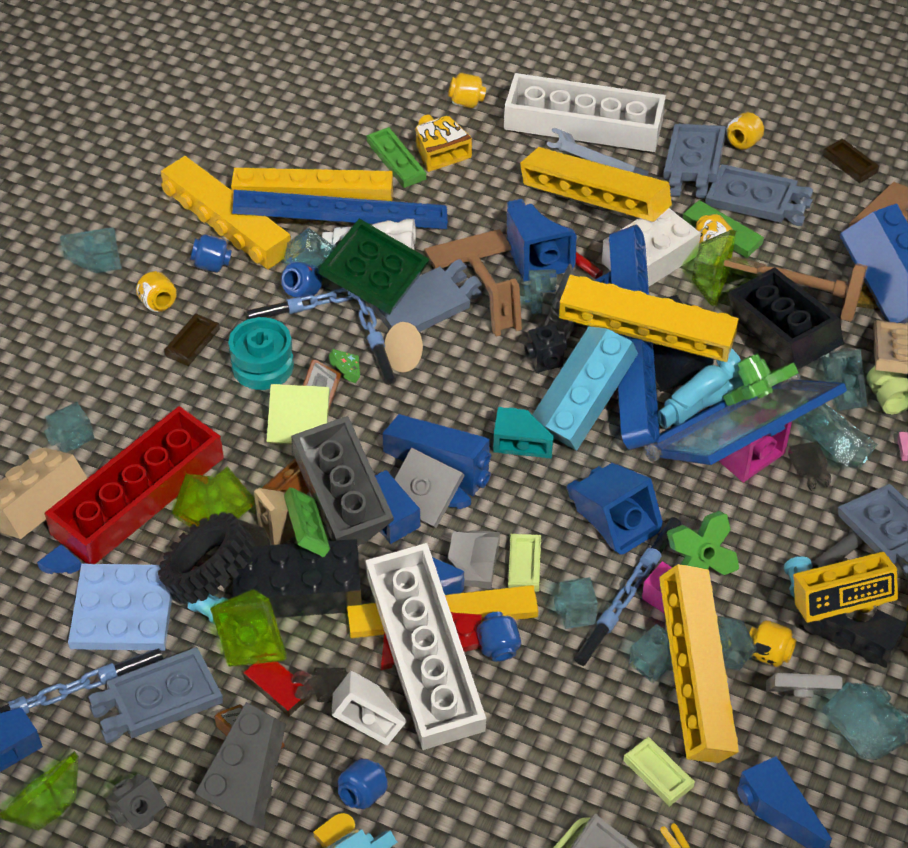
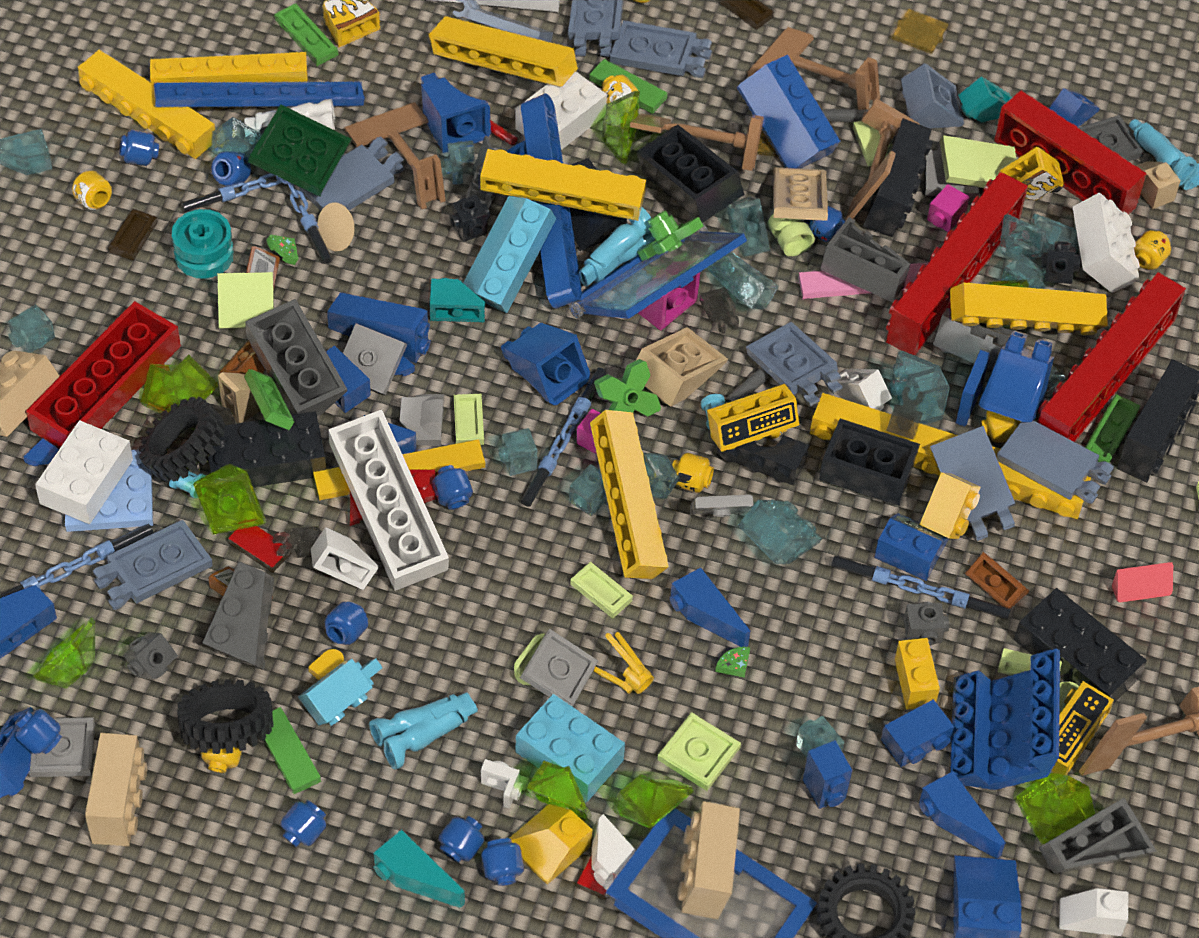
camera: 10 degrees left, 5 degrees up
(95, 585) = (84, 472): none -> white brick
(763, 522) = (680, 365): none -> tan slope

